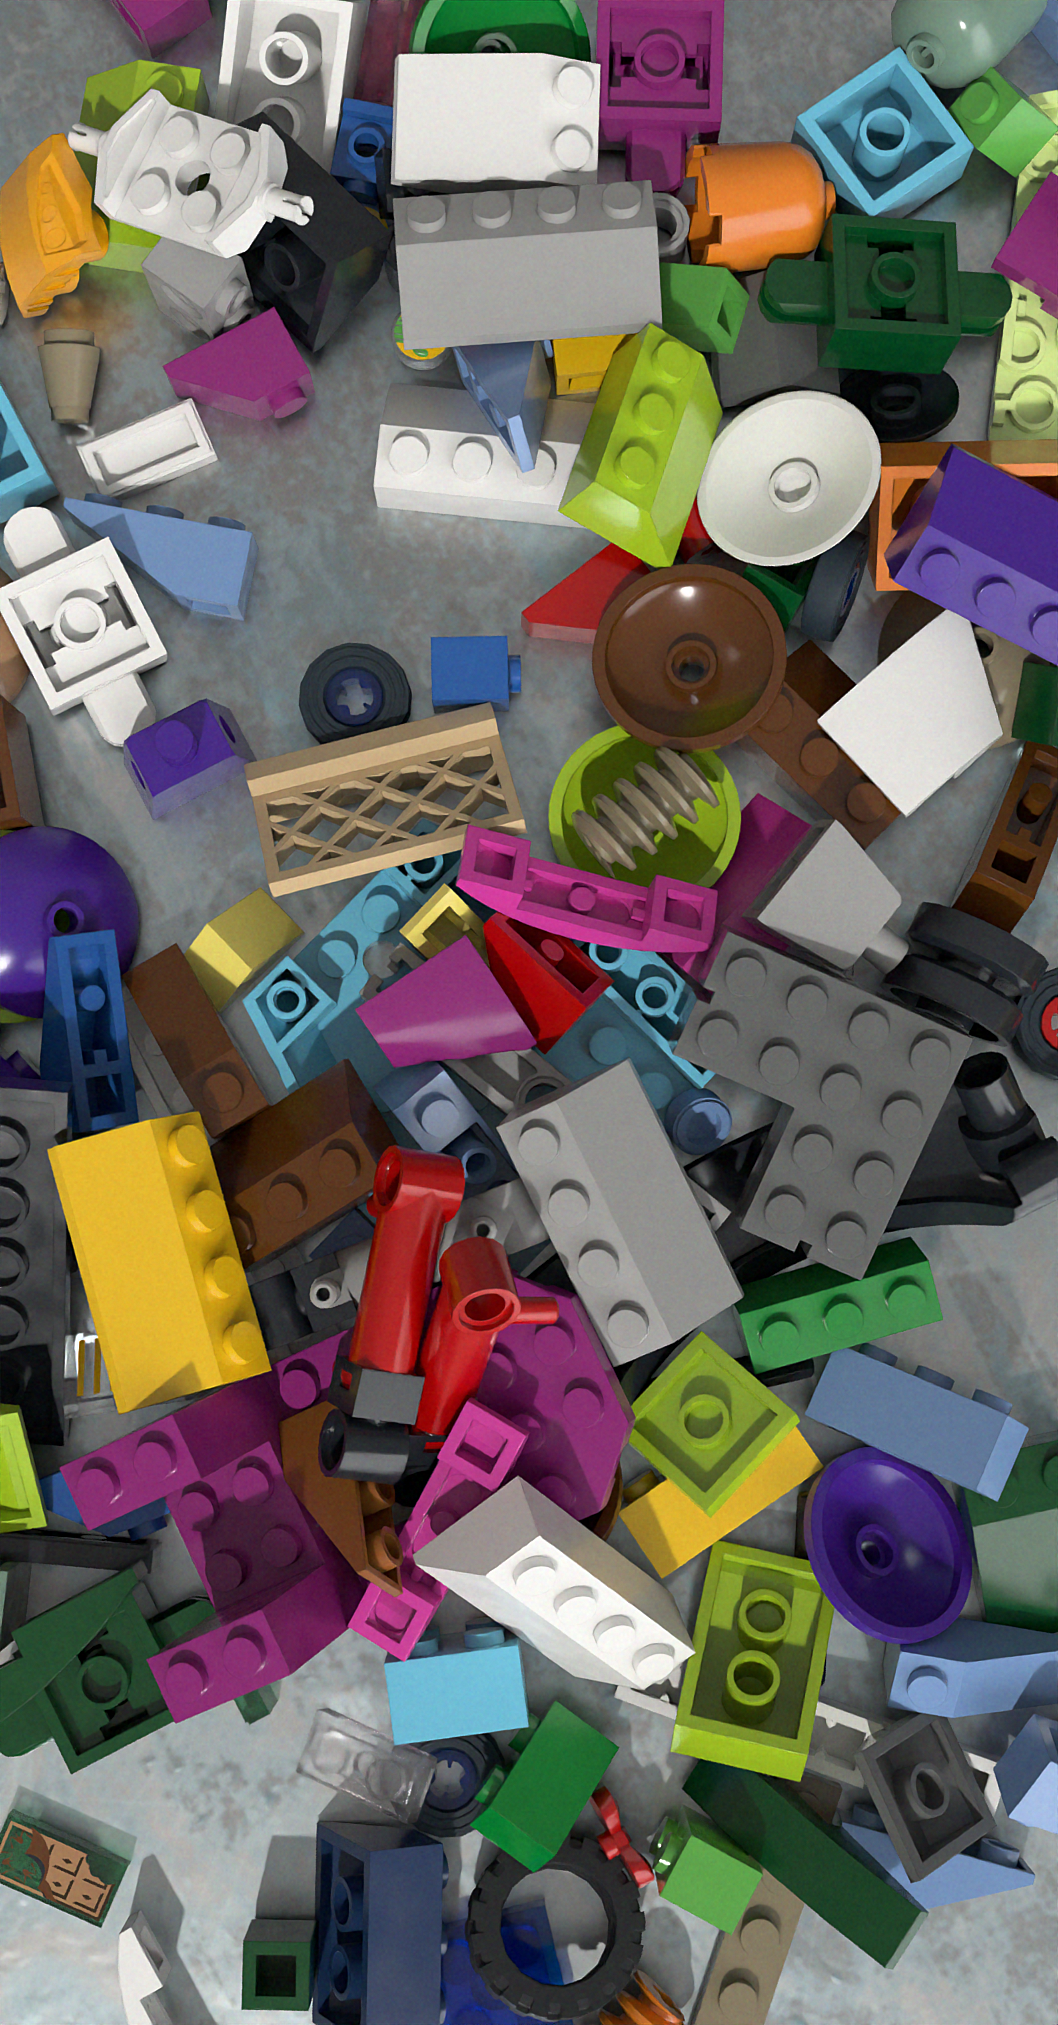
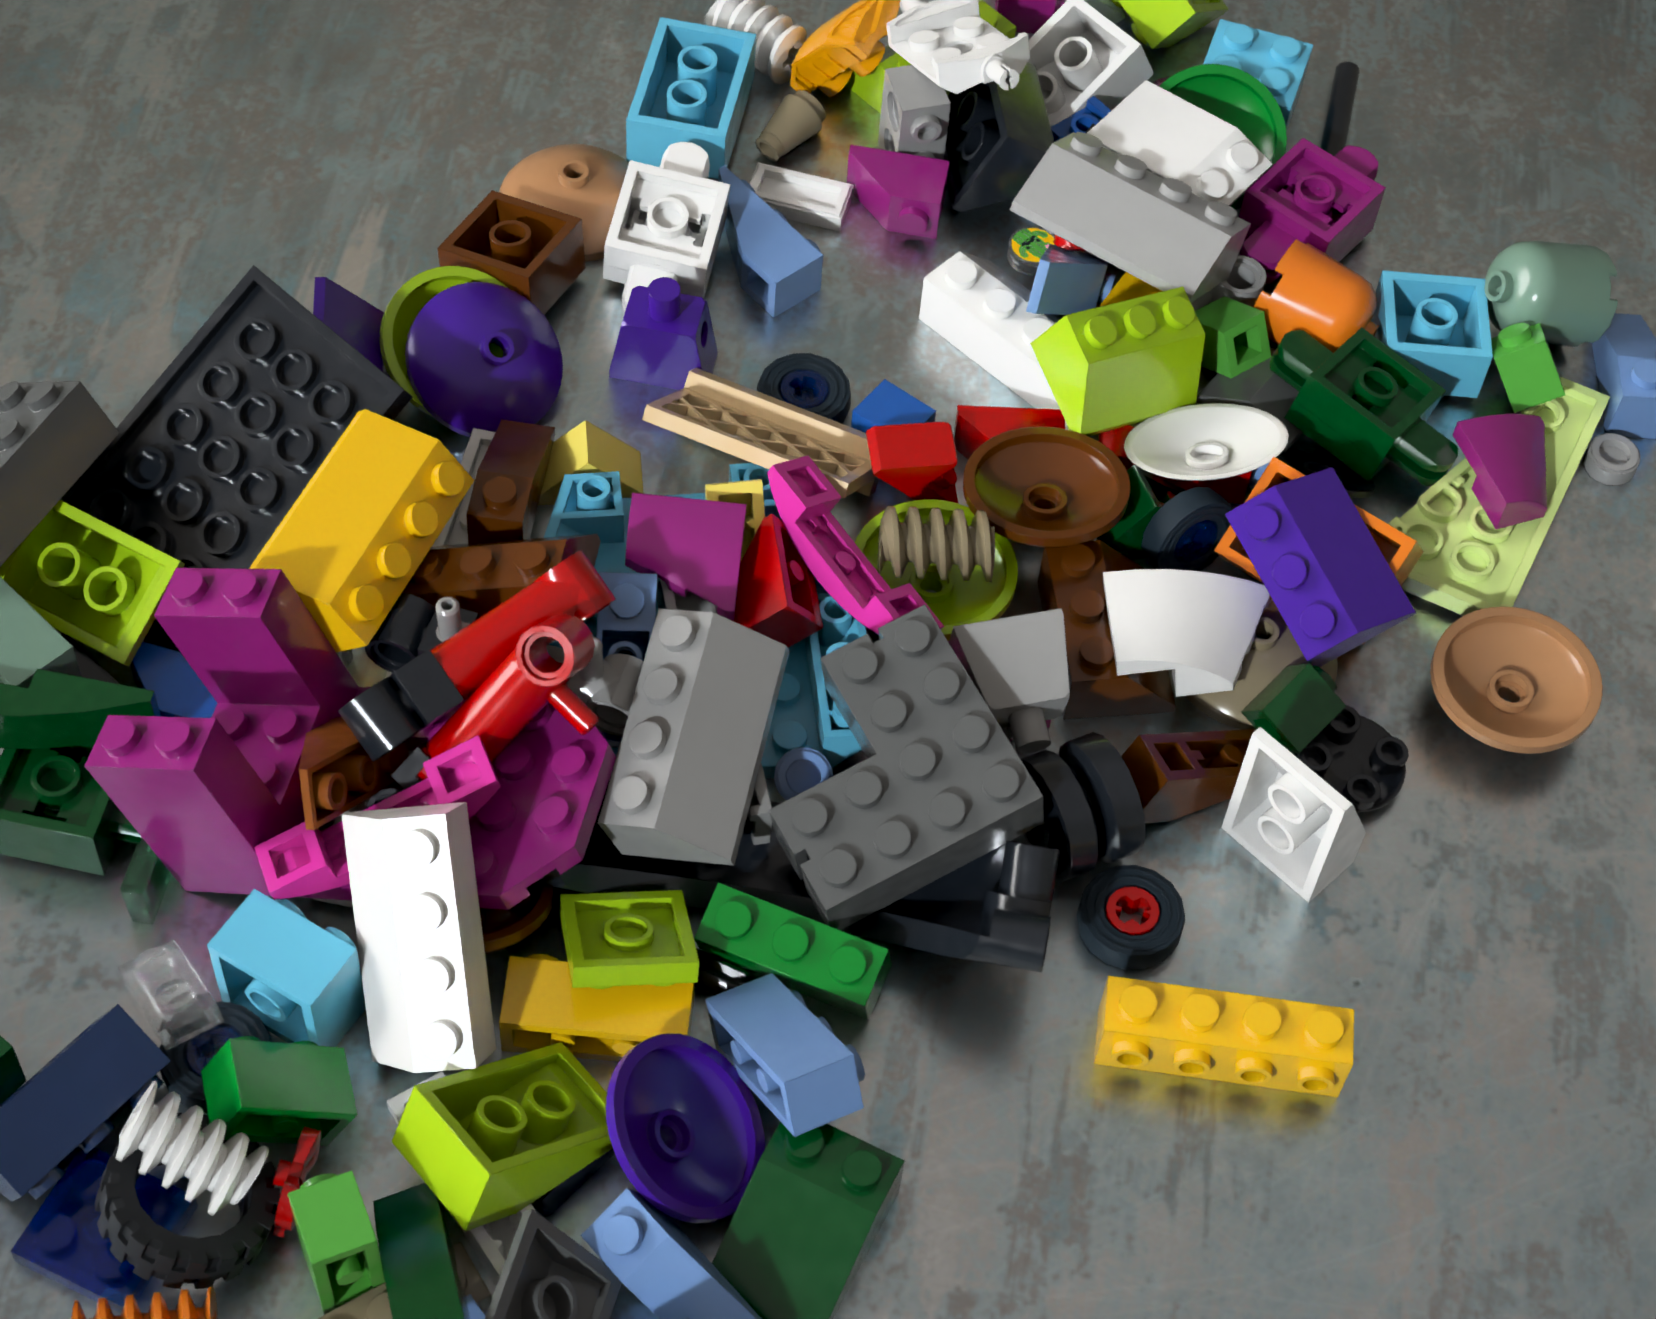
camera: 35 degrees right, 30 degrees down
(87, 1030) = (467, 399): blue slope -> none
(536, 715) = (915, 459): none -> red slope
(542, 1913) = (190, 1151): none -> white piece

